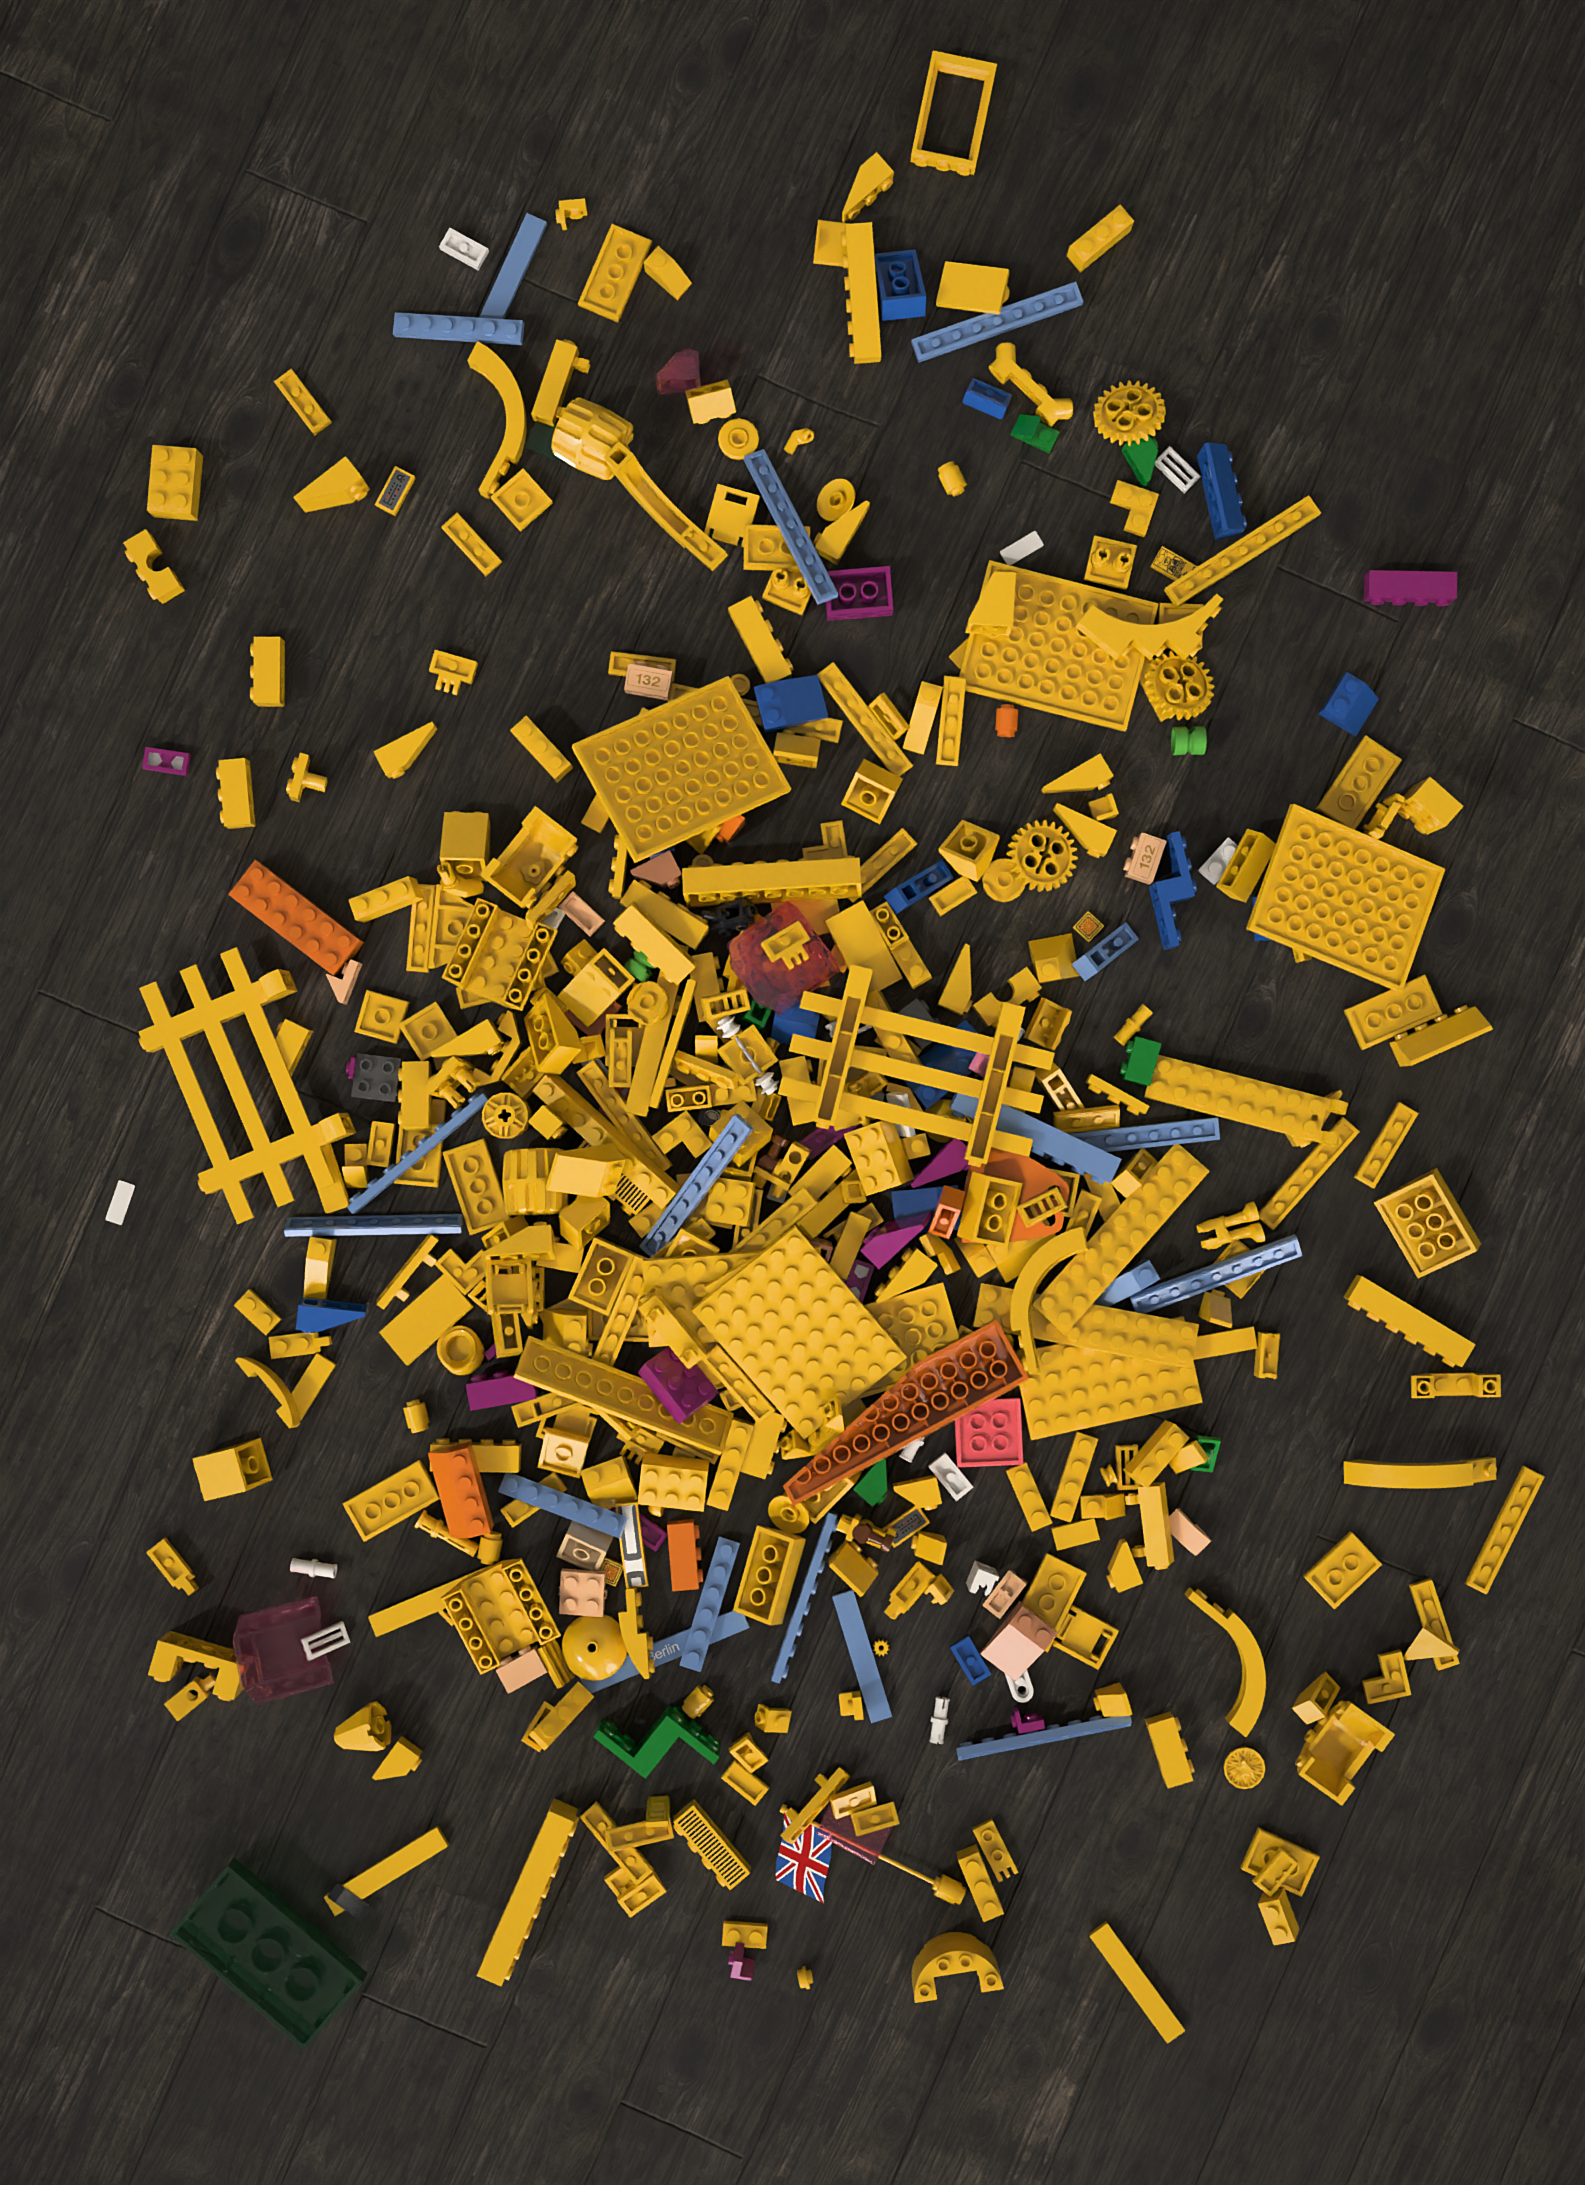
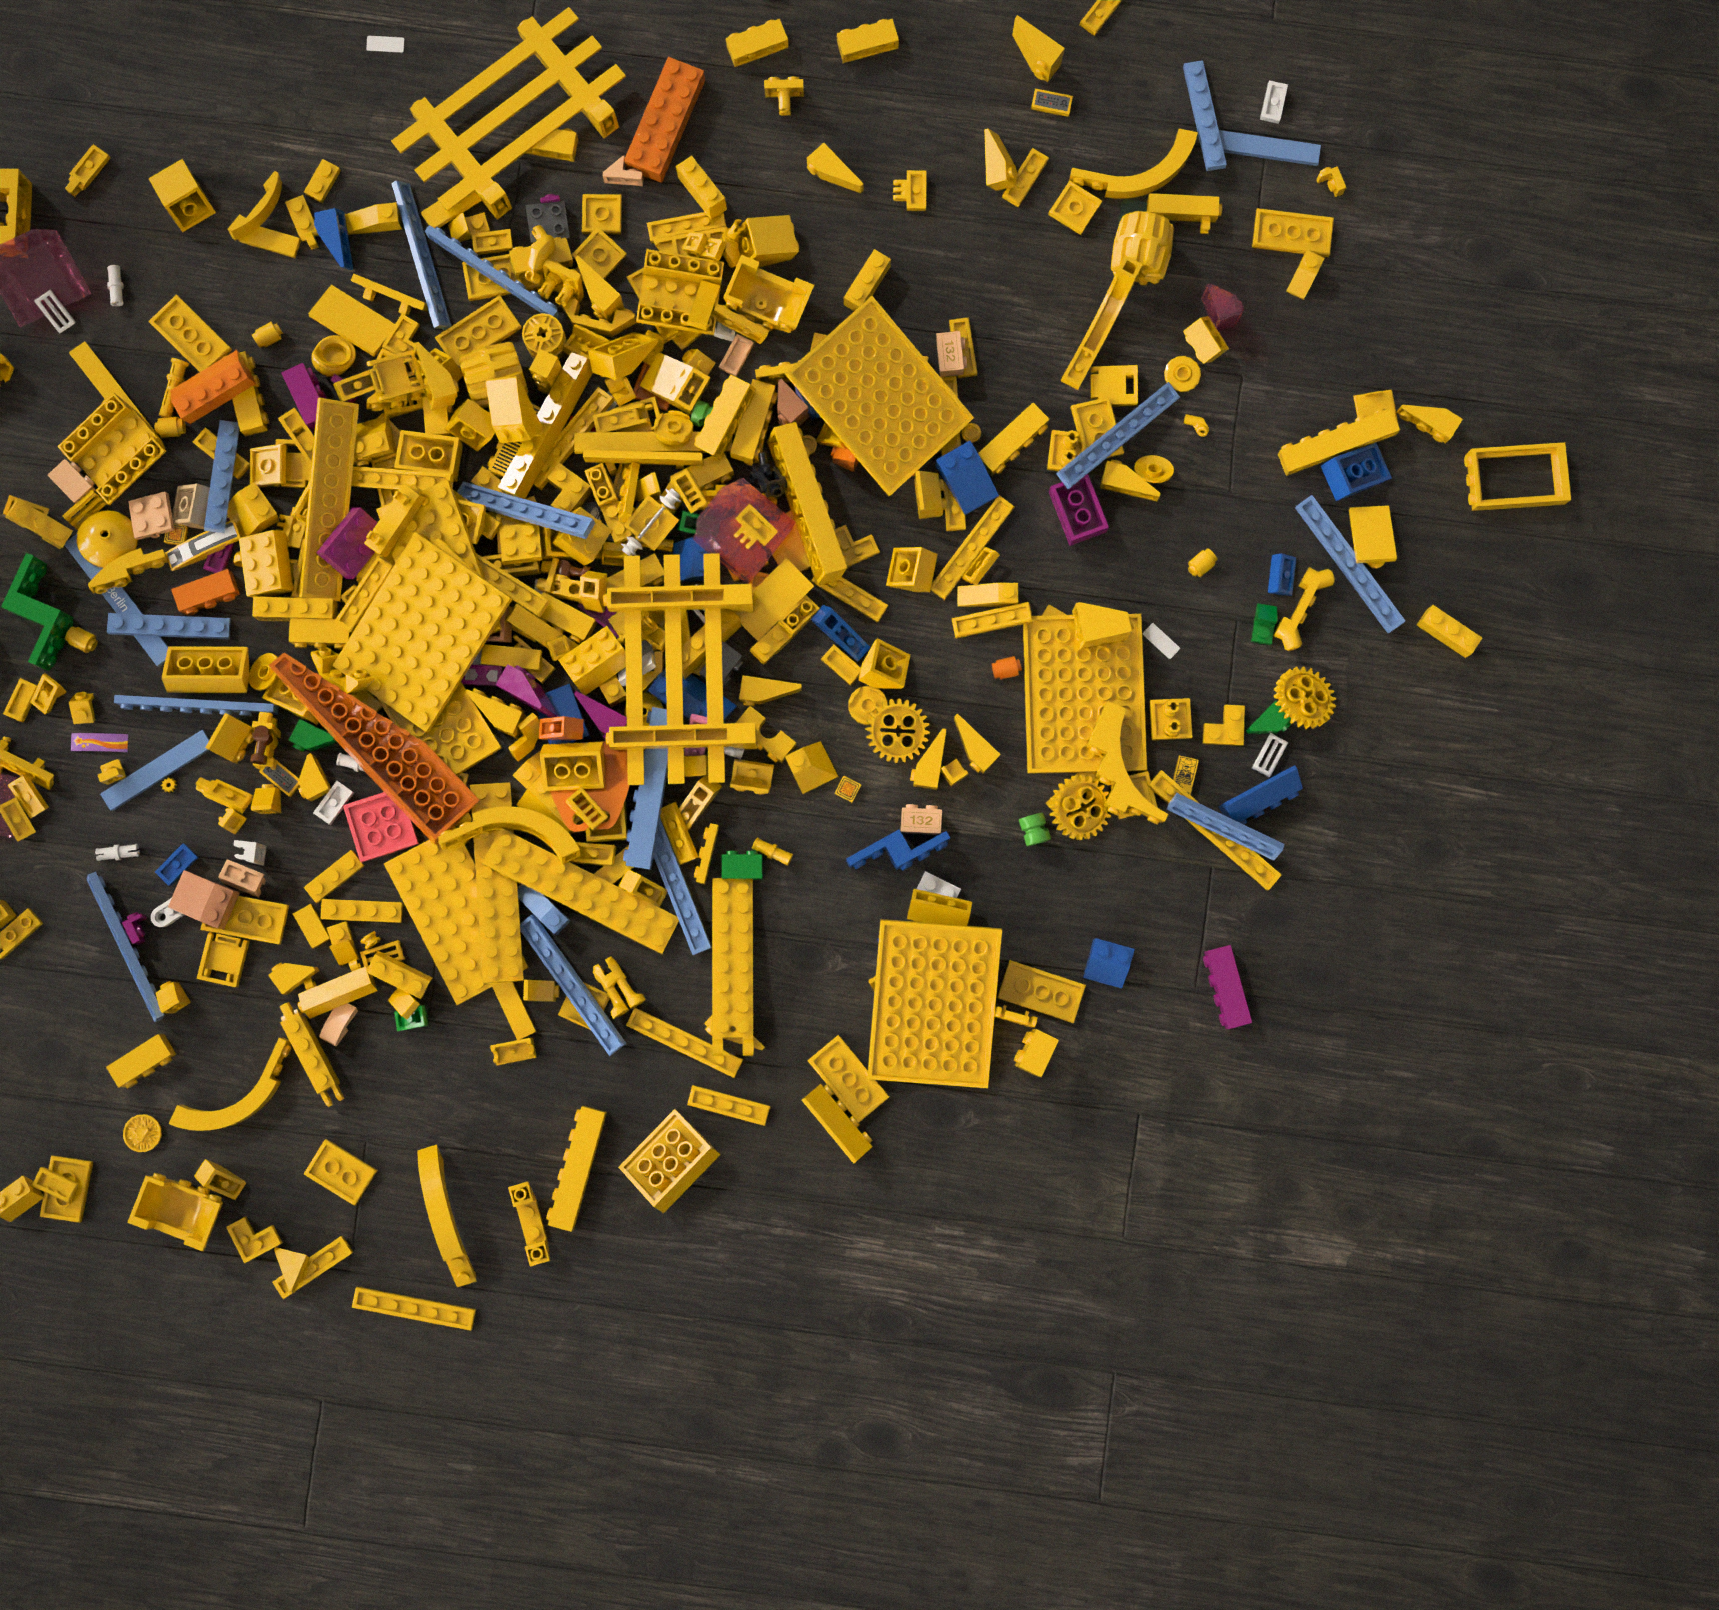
camera: 80 degrees right, 5 degrees down
(414, 1094) = (539, 253): none -> yellow arm
(453, 567) = (1000, 169): none -> yellow slope
(453, 914) = (703, 246): none -> yellow slope
(522, 932) = (703, 305): none -> yellow tile
(803, 1136) = (592, 590): none -> yellow slope
(814, 1710) = (99, 742): none -> medium lavender sticker
(1105, 951) = (829, 809): medium blue slope -> none
(1212, 1569) = (310, 1053): none -> yellow hinge
(1245, 537) = (1225, 826): none -> medium blue plate

